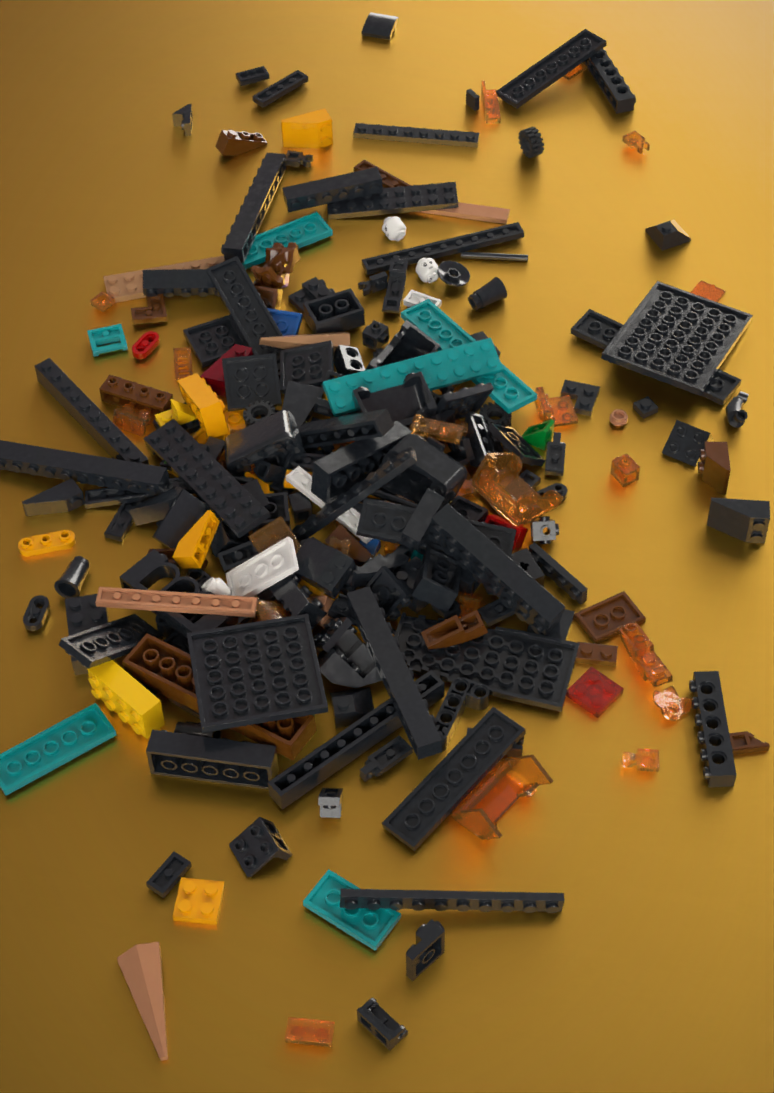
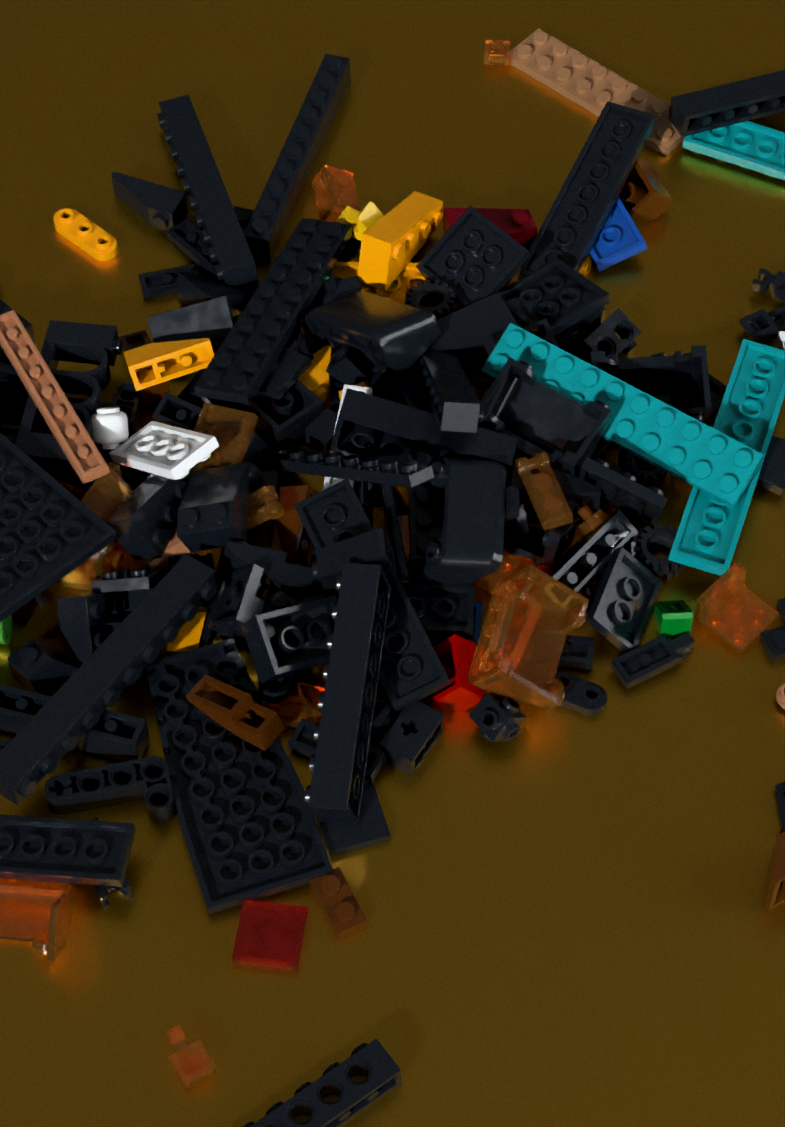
camera: 55 degrees right, 5 degrees up
(72, 579) = (46, 286): black plant -> none
(105, 336) = (445, 89): teal plate -> none
(122, 391) = (370, 169): reddish brown brick -> none
(145, 345) = (463, 132): red plate -> none
(153, 313) = (524, 108): reddish brown plate -> none
(177, 283) = (586, 97): black brick -> none
(182, 353) = (467, 174): clear orange slope -> none
(213, 339) = (525, 184): black plate -> none
(280, 260) = (712, 172): reddish brown hips -> none
(293, 341) = (624, 292): medium nougat wedge -> none
(310, 290) = (696, 241): black plate -> none
(334, 313) = (680, 275): black brick -> none
(375, 335) = (683, 334): black brick -> none
(559, 574) = (433, 788): black plate -> none
(603, 618) = (415, 884): reddish brown tile -> none
(625, 470) = (695, 755): clear orange brick -> none
(643, 655) = (372, 962): clear orange slope -> none
(670, 703) = (318, 1038): clear orange plate -> none
(740, 518) = (719, 960): black slope -> none

